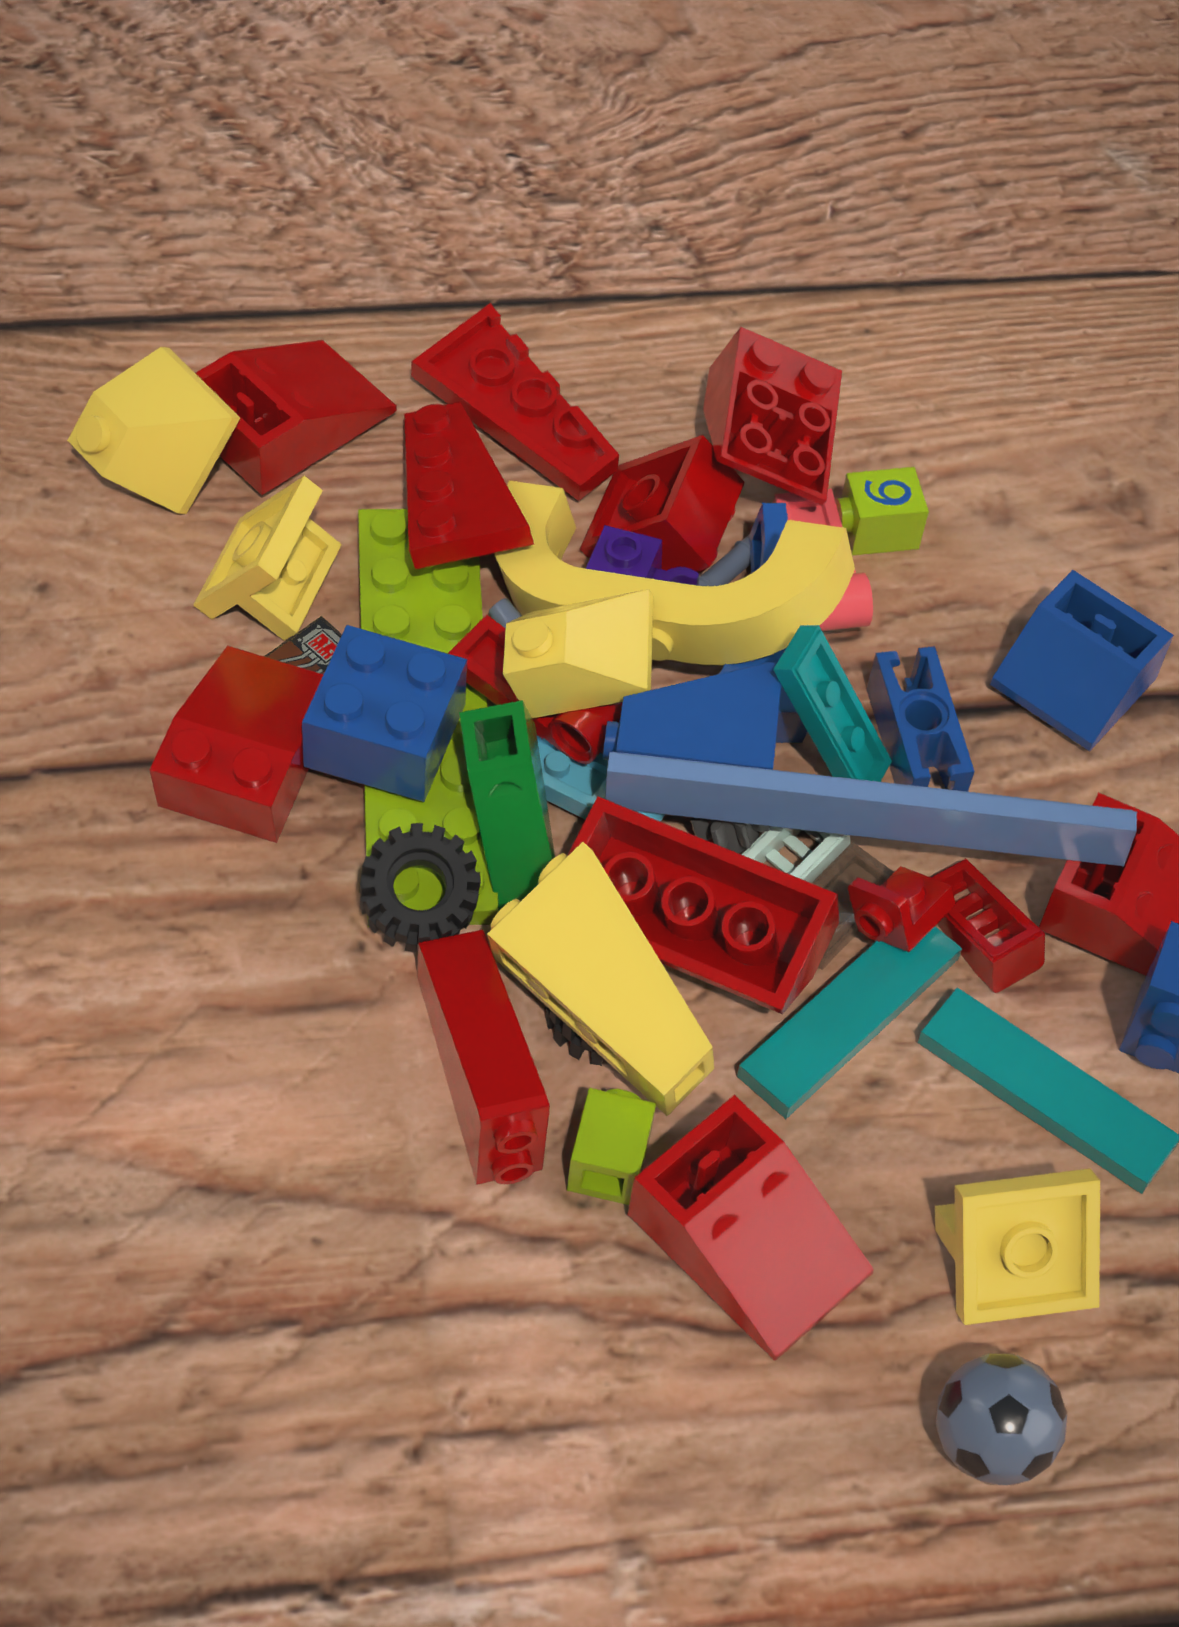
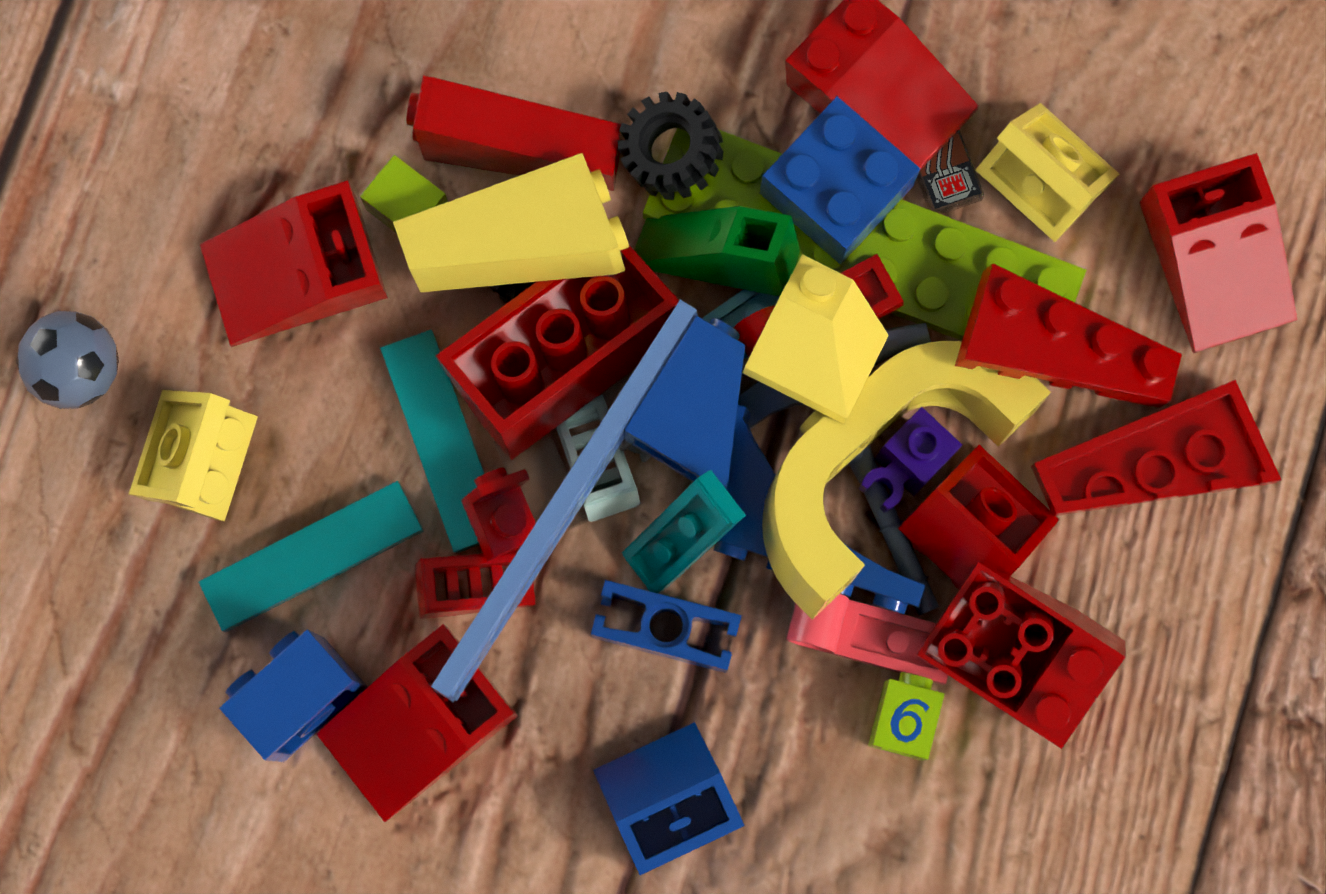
camera: 120 degrees right, 25 degrees up
(155, 430) = (1221, 116): light yellow slope -> none

